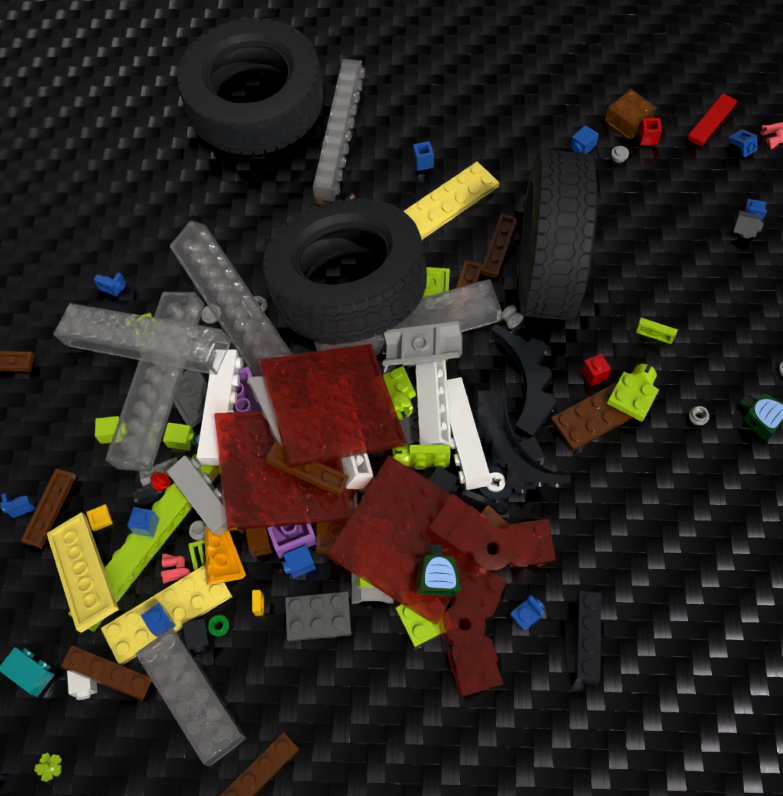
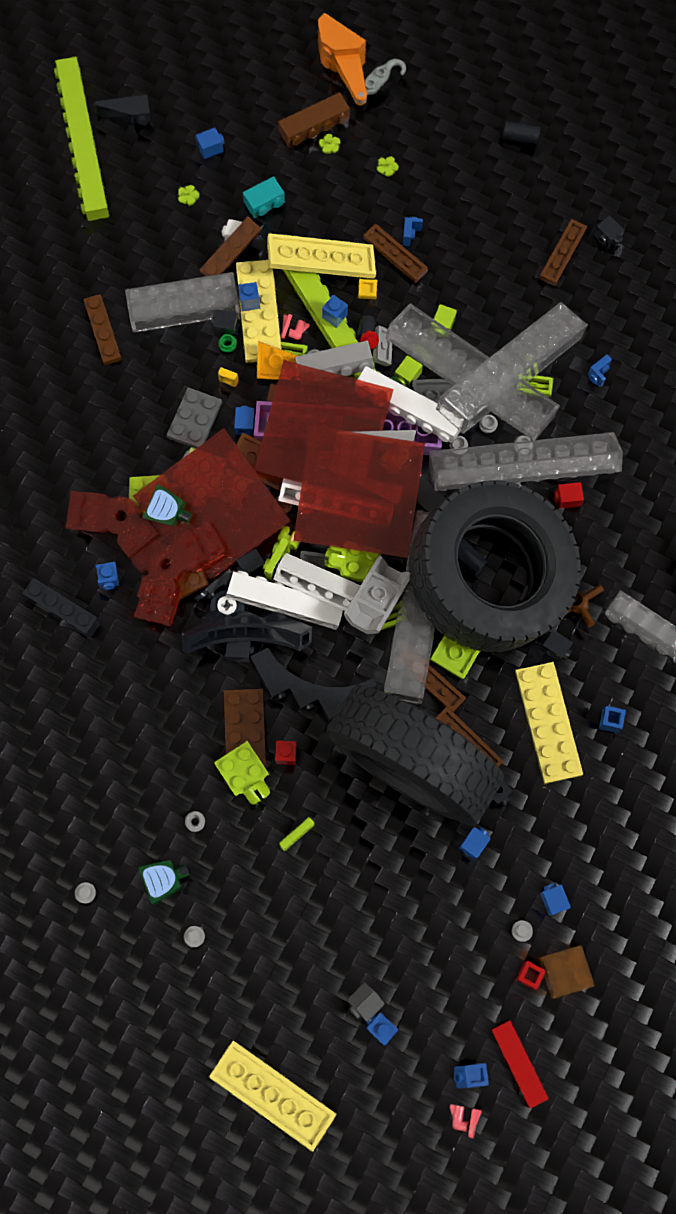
camera: 110 degrees right, 10 degrees up
(243, 259) = (569, 495): none -> red brick
(313, 473) = (296, 456): reddish brown plate -> none

